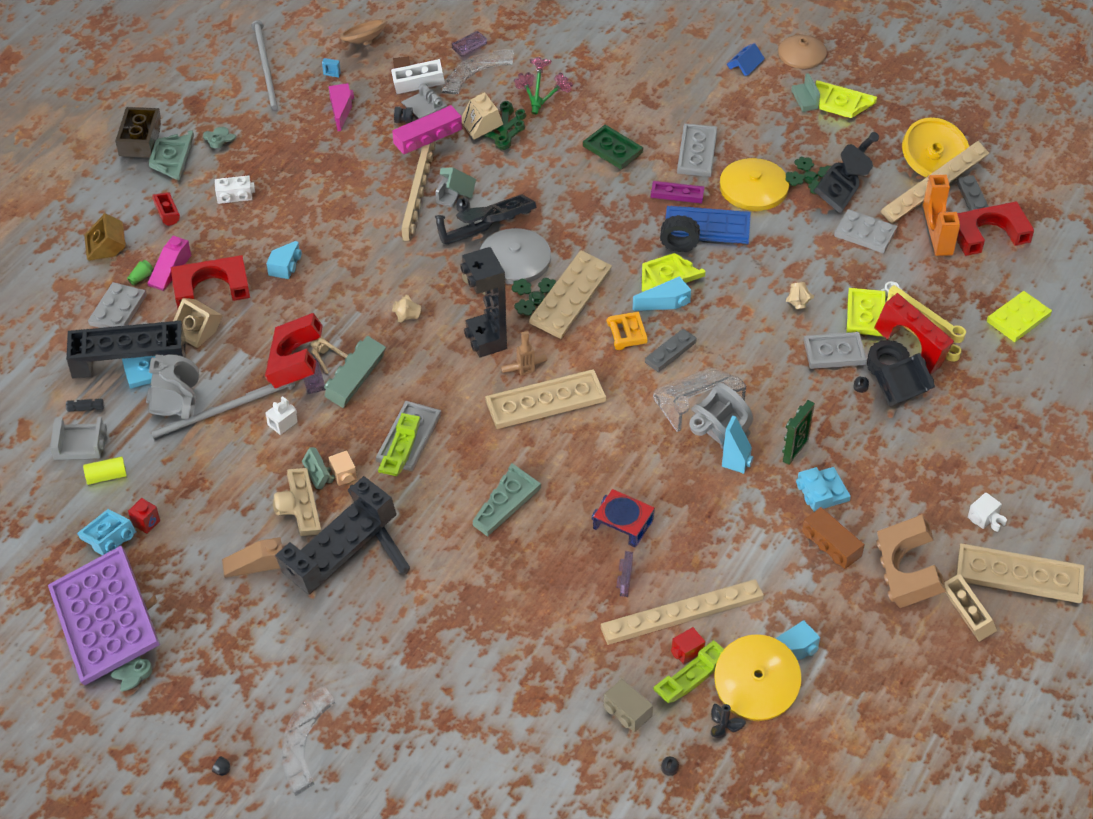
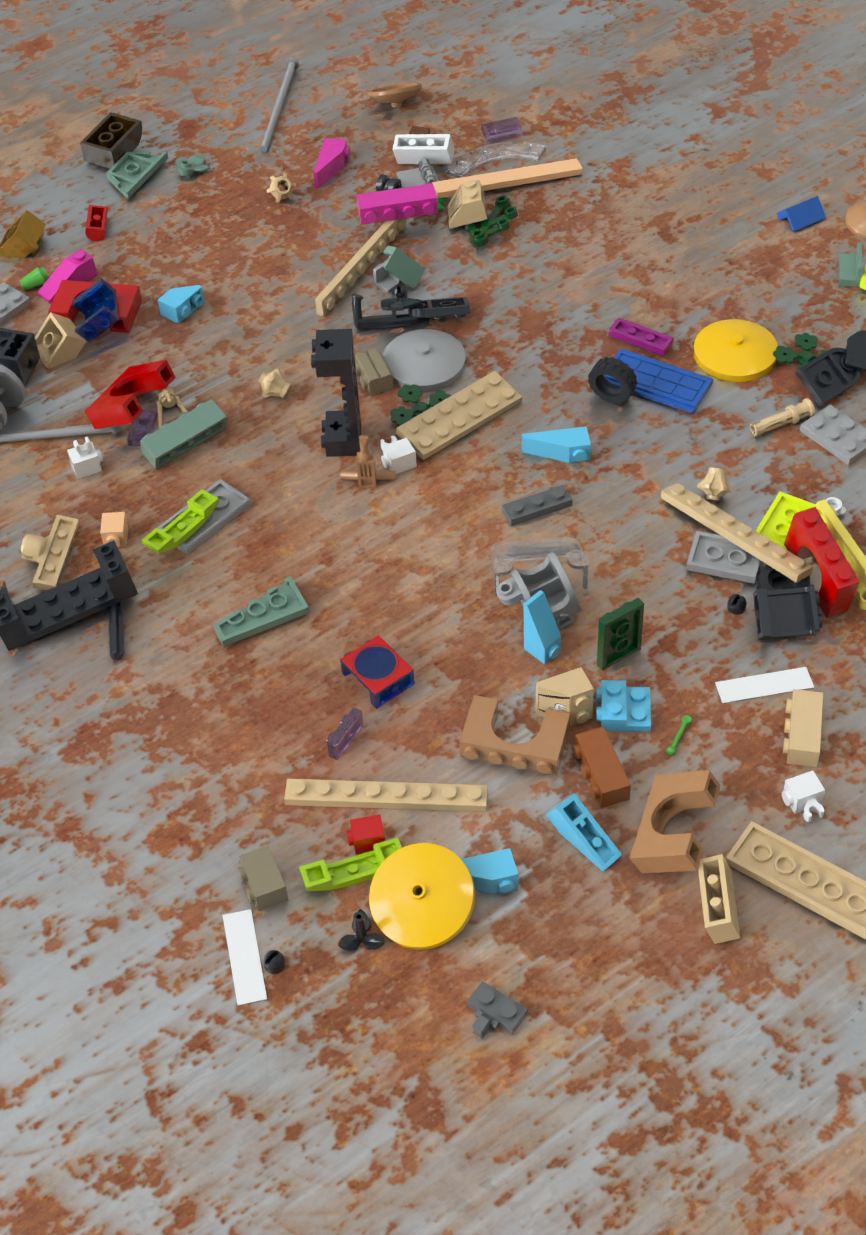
camera: 25 degrees right, 0 degrees up
(220, 285) = (99, 309): none -> clear blue panel
(234, 189) = (173, 219): white brick -> none
(313, 138) = (281, 181): none -> tan rock
(316, 469) = (87, 529): sand green plate -> none
(331, 67) = (342, 121): dark azure plate -> none
(494, 86) = (512, 177): none -> light nougat tile
(527, 81) = (539, 181): clear pink plant -> none
(542, 340) = (398, 455): none -> white brick
(545, 399) = (367, 518): tan plate -> none
(613, 146) = (596, 271): dark green plate -> none
(632, 327) = (506, 470): light orange plate -> none
(644, 770) = (244, 957): none -> white sticker
(667, 268) = (581, 414): neon yellow wing -> none
(697, 150) = (690, 297): light grey tile -> none
(734, 548) = (539, 754): none -> medium nougat arch
(782, 494) = (566, 693): none -> tan slope
(824, 225) = (789, 415): none -> tan pin
(835, 328) = (737, 532): none -> tan plate
(843, 589) = (583, 832): none -> medium azure slope
(852, 743) = (494, 1010): none -> dark grey hinge
(871, 484) = (686, 721): none -> bright green hinge
(911, 439) = (764, 684): none -> white sticker
(960, 463) = (803, 728): none -> tan brick

